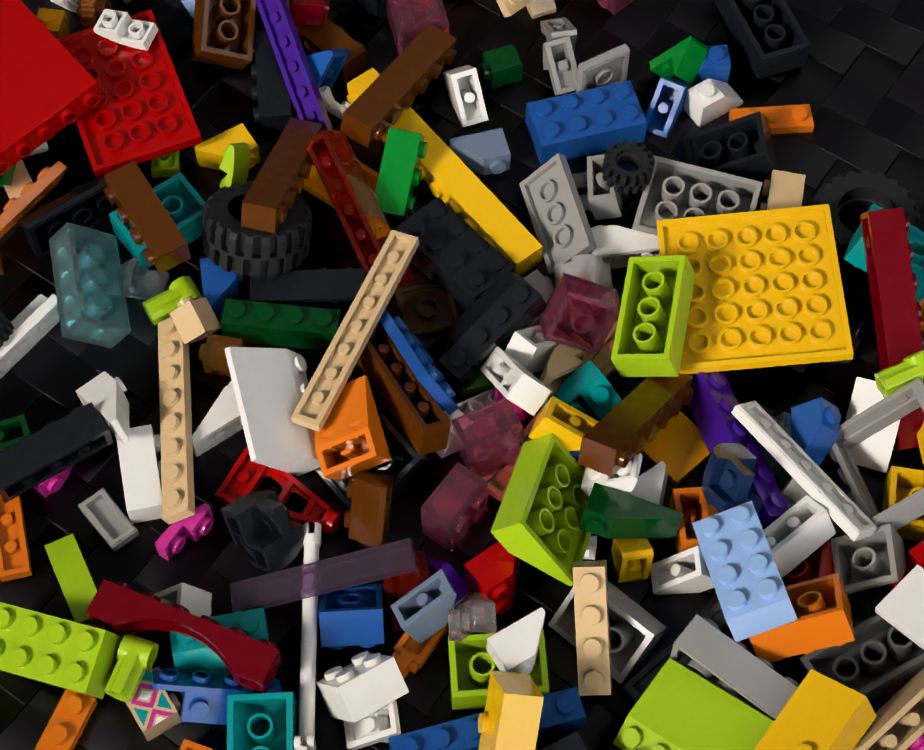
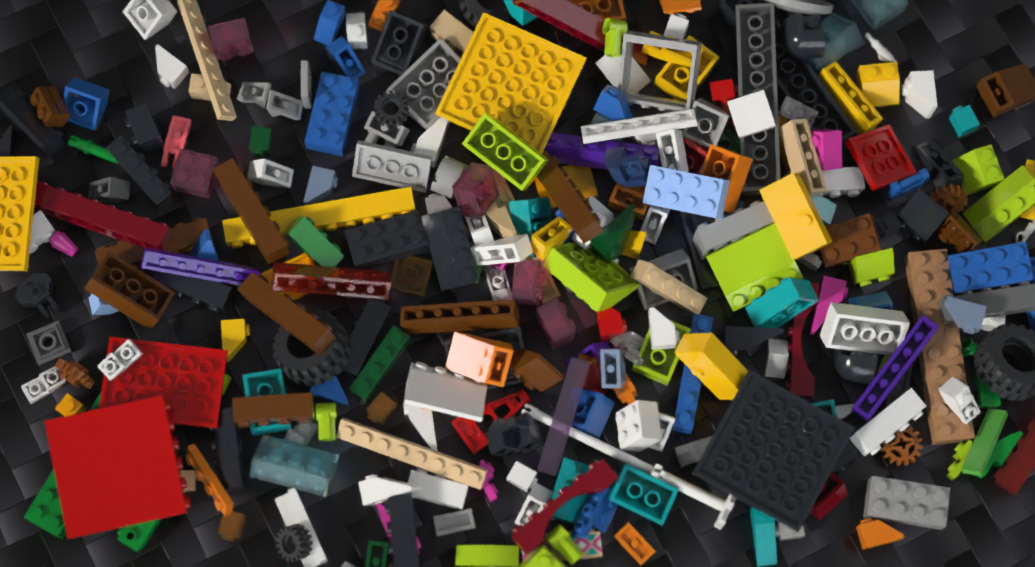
camera: 65 degrees left, 15 degrees up
(194, 319) = (353, 413): tan brick -> none
(213, 571) = (522, 477): none -> white brick
(235, 164) = (256, 342): lime slope -> none
(330, 104) = (237, 255): white arm -> none
(355, 331) = (420, 321): tan plate -> none
(419, 361) = (456, 297): blue plate -> none
(681, 60) = (324, 32): green slope -> none

